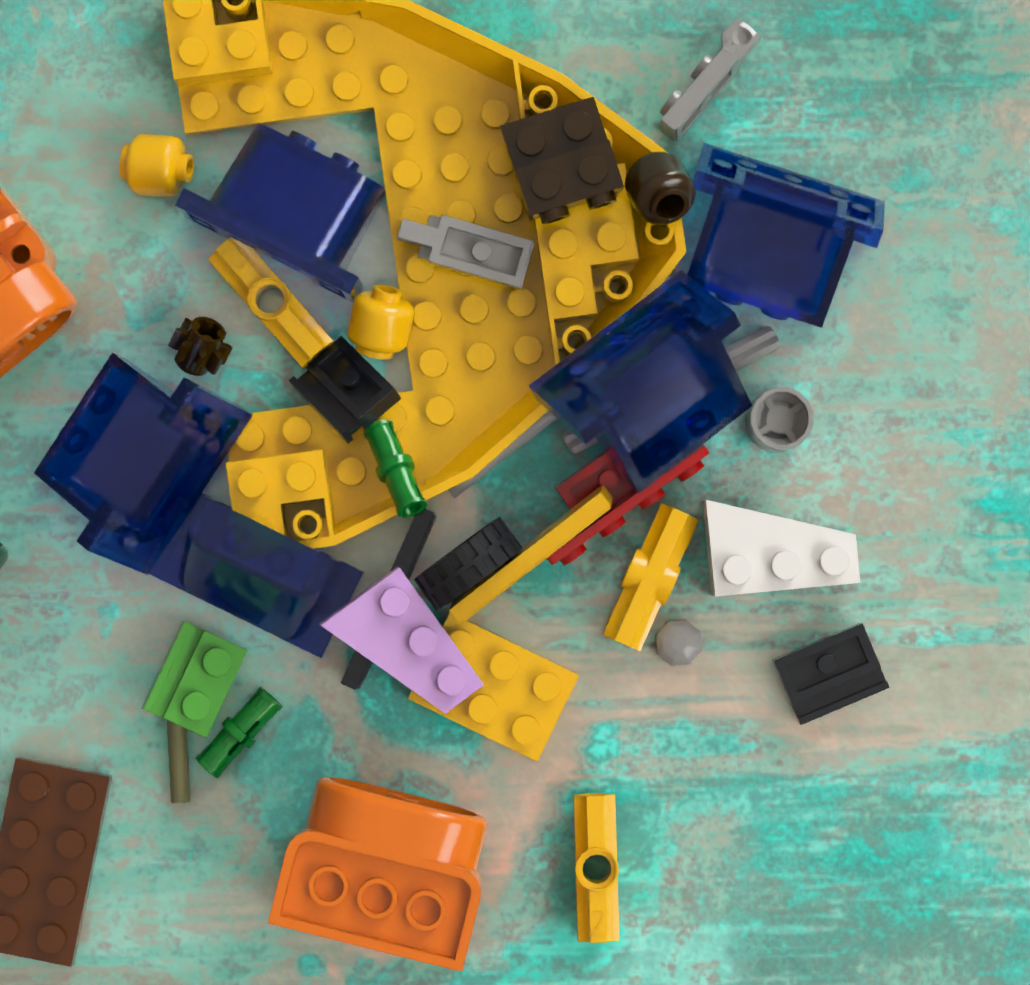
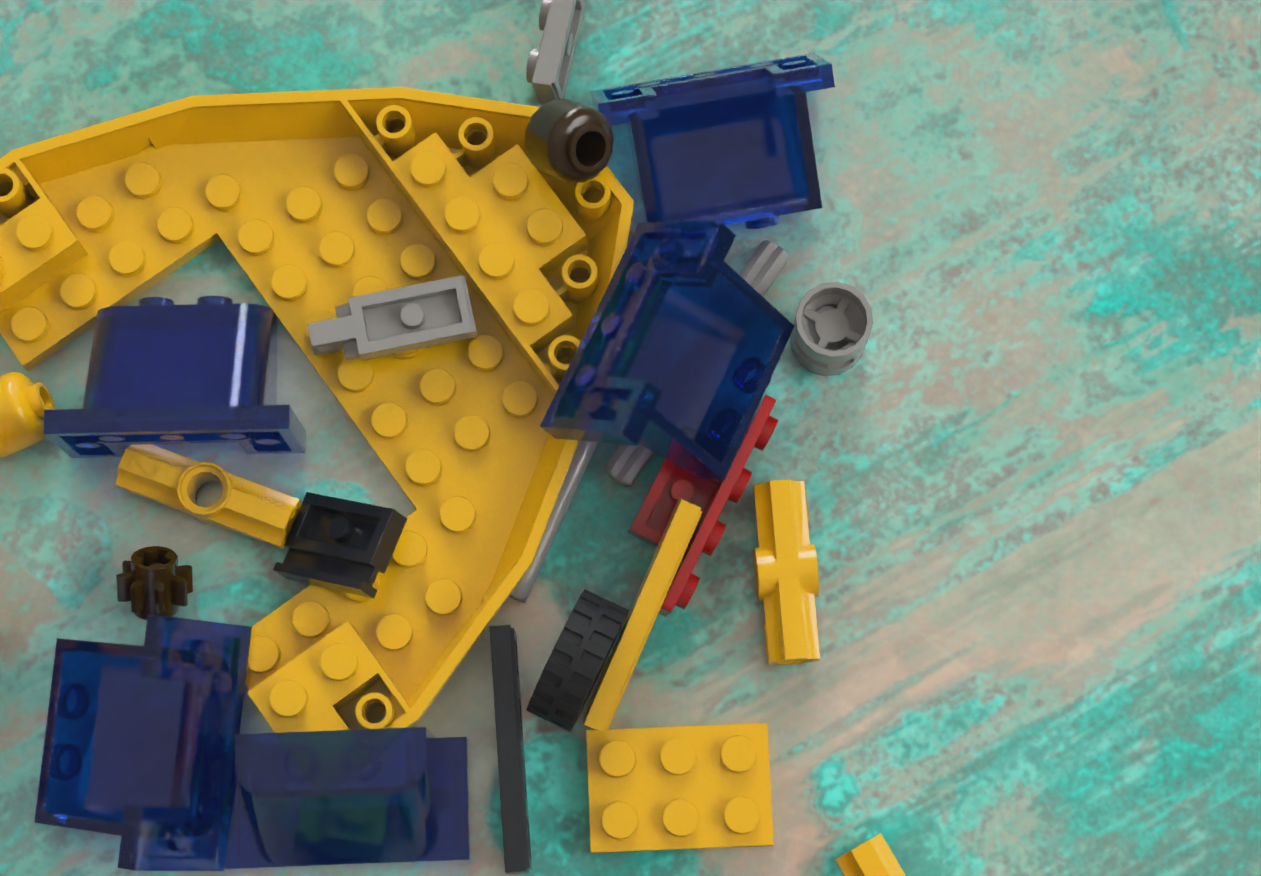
camera: 25 degrees left, 10 degrees down
(380, 322) = (341, 452): yellow head -> none
(395, 468) = (441, 597): green pin -> none
(405, 640) = (554, 783): lavender wing -> none
(562, 161) = (449, 171): dark brown plate -> none
(678, 642) = (855, 628): light grey tile -> none
(773, 553) = (904, 473): white wedge -> none
(830, 673) = (1039, 572): black plate -> none

